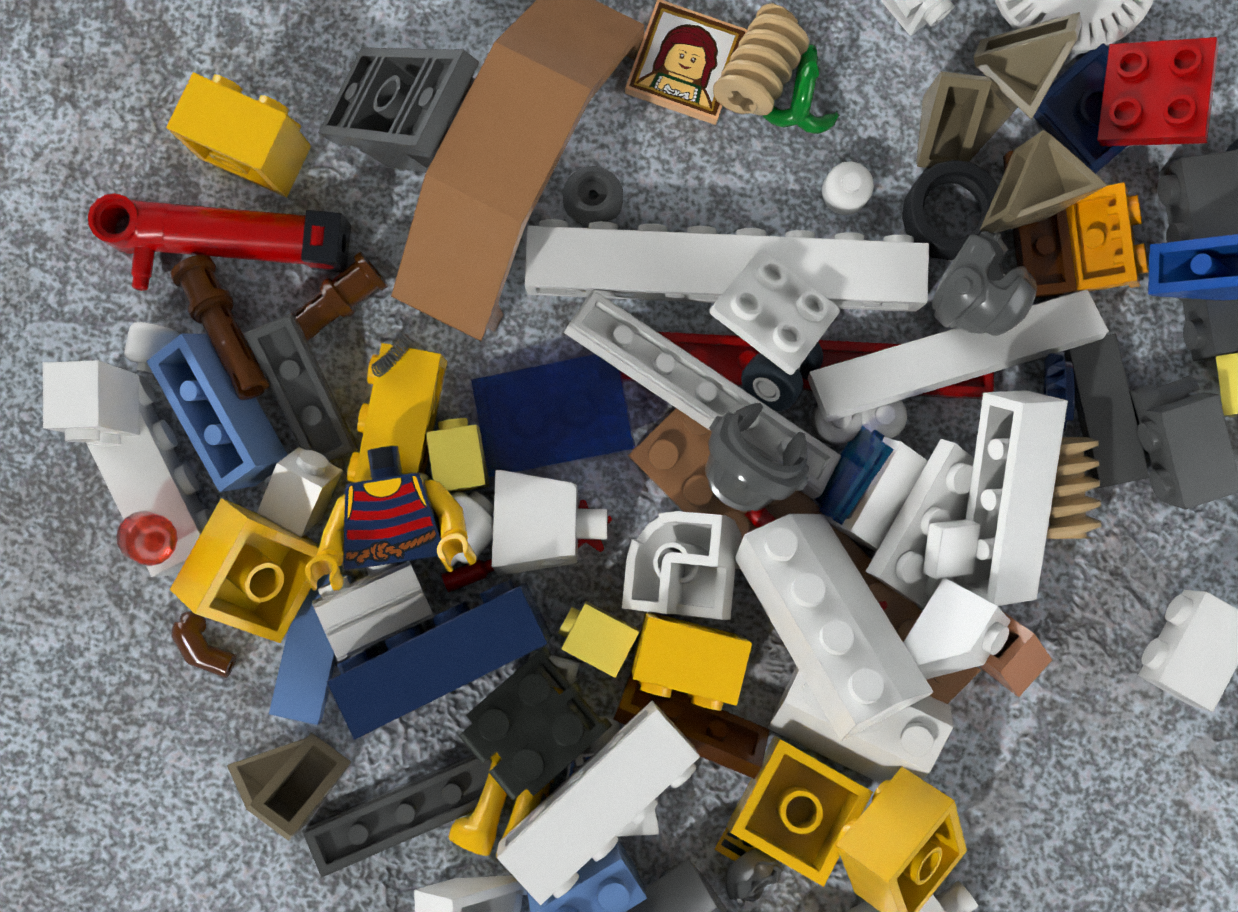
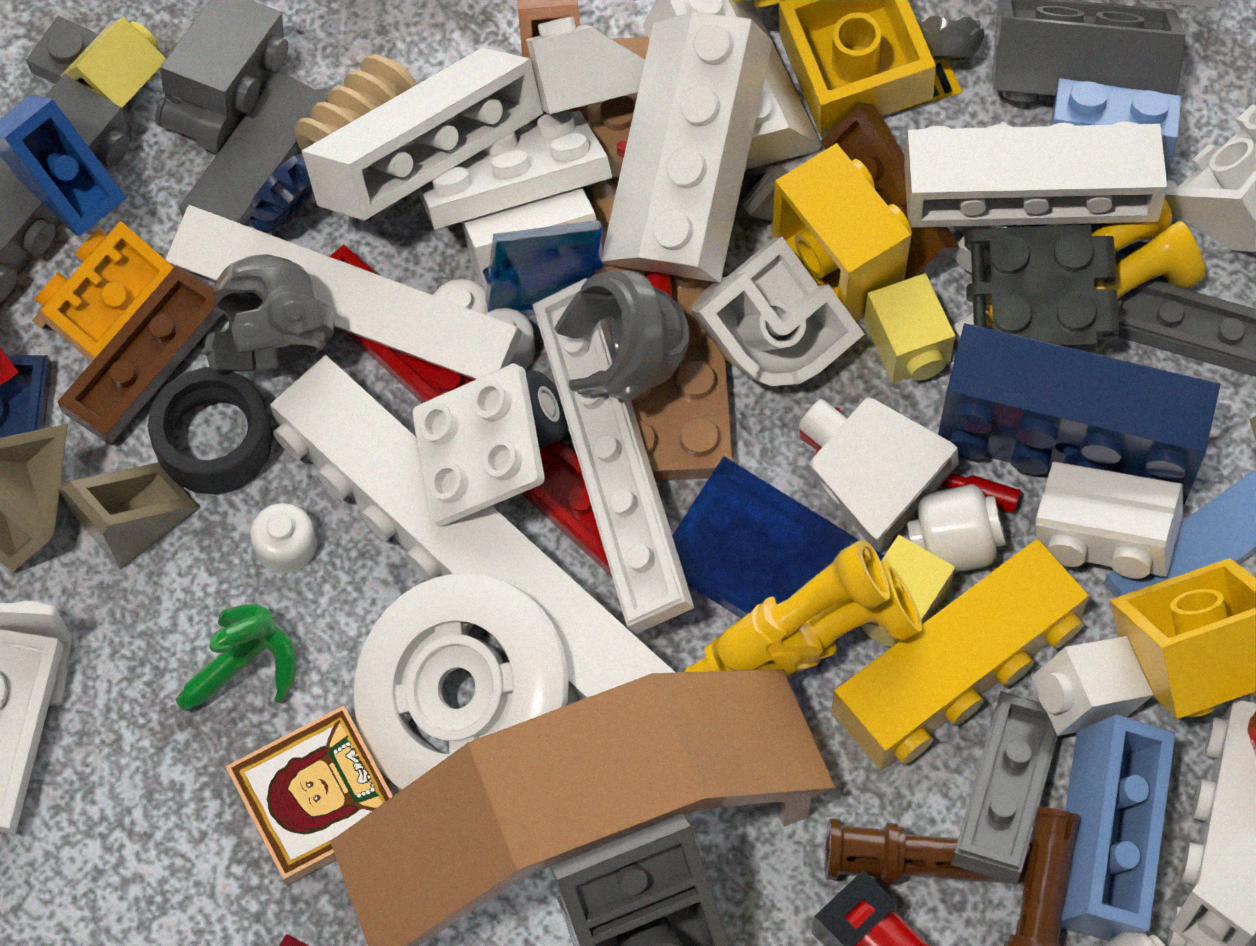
camera: 130 degrees left, 20 degrees down
(388, 359) = (881, 720): dark grey leg -> none
(389, 522) = (1020, 553): torso -> none
(468, 414) = (807, 624): none -> yellow piece
(622, 202) = (424, 641): none -> white piece
(762, 62) = (250, 710): tan piece -> none
(772, 654) = (757, 193): none -> dark grey slope
(951, 548) = (519, 132): white tile -> none
(1038, 184) = (127, 359): dark tan slope -> none

